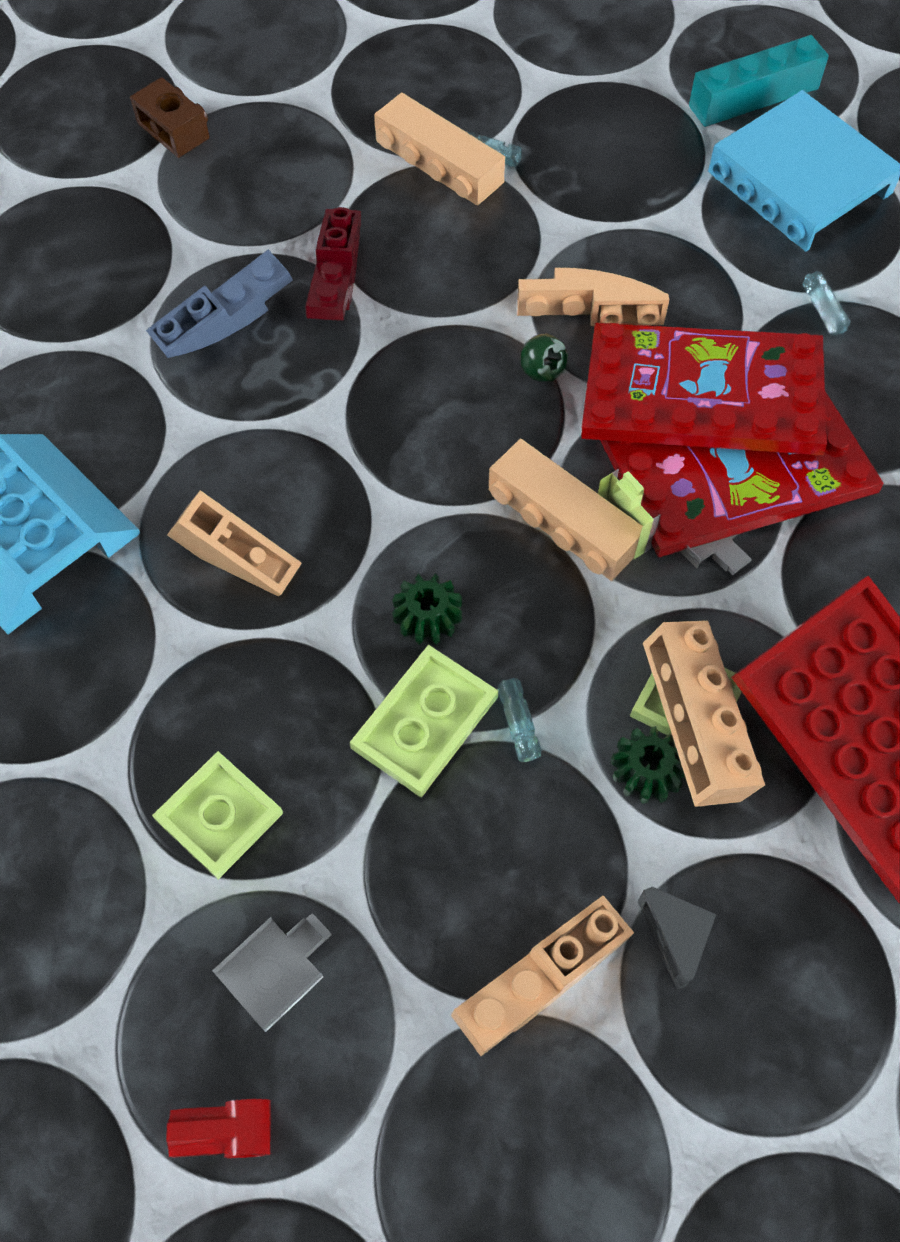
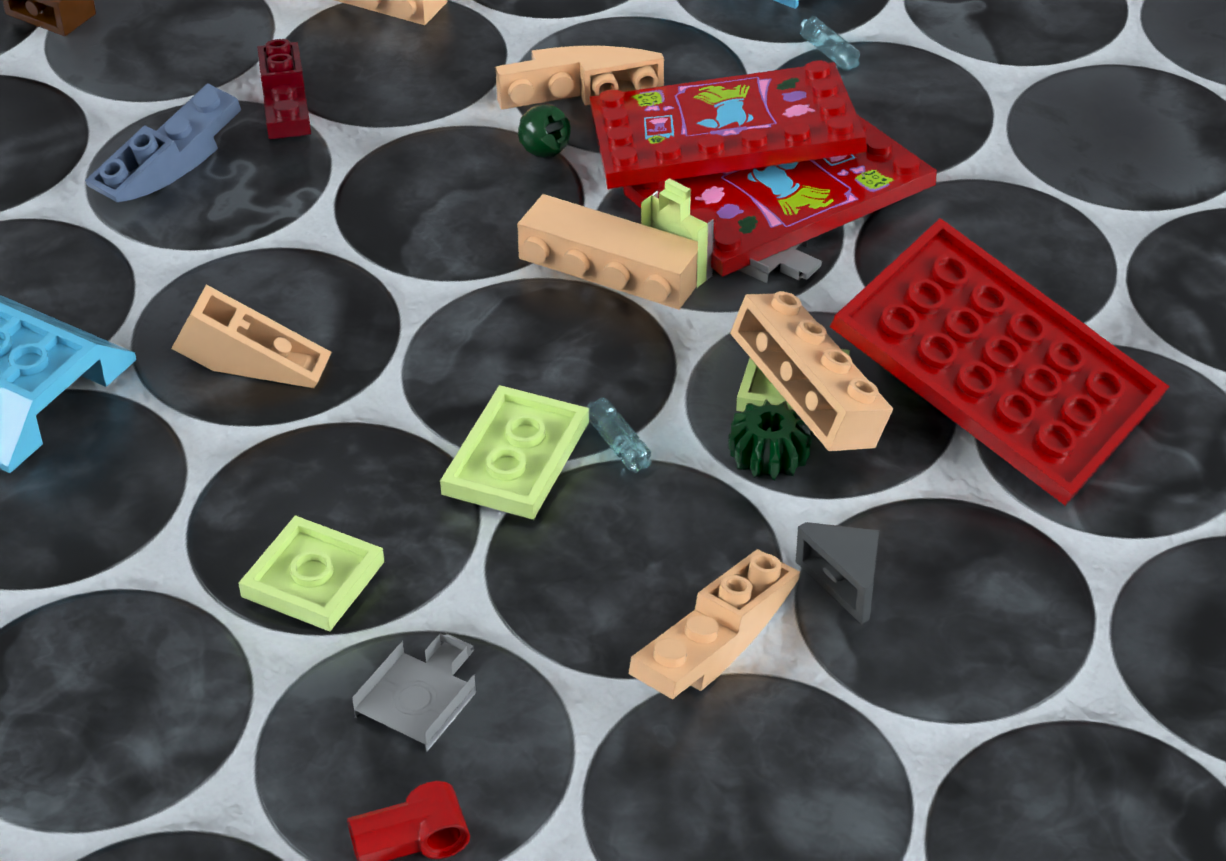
camera: 15 degrees left, 20 degrees down
(411, 611) = (487, 358): dark green gear -> none

